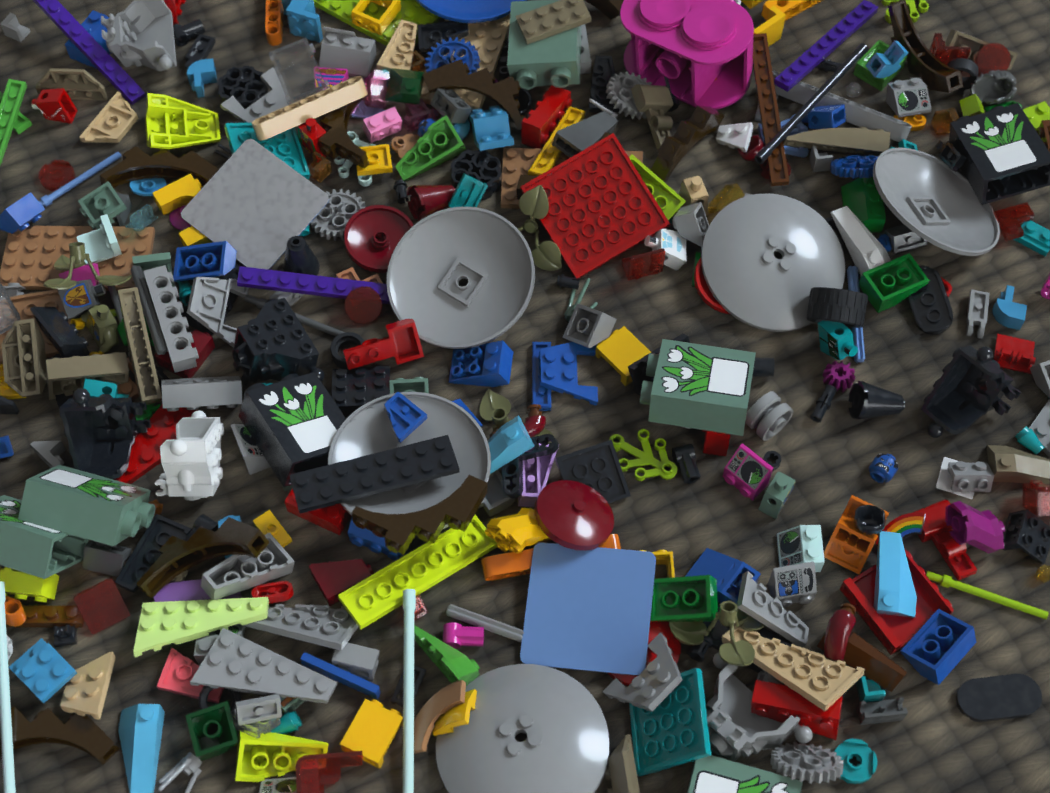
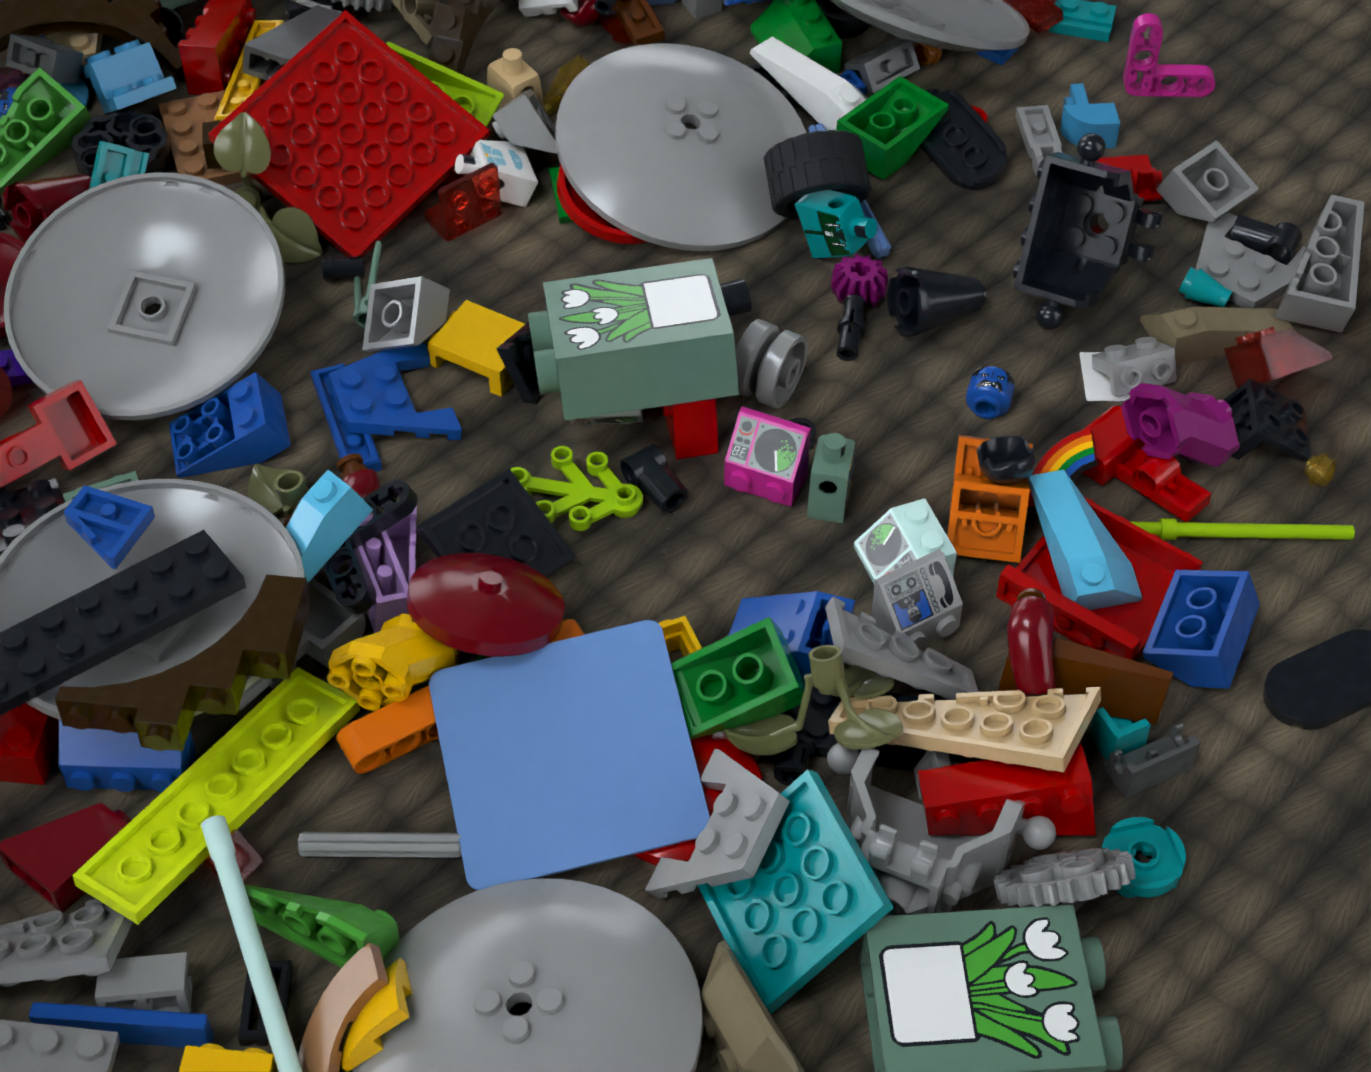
camera: 20 degrees left, 10 degrees down
(458, 635) = (344, 878): dark pink piece -> none

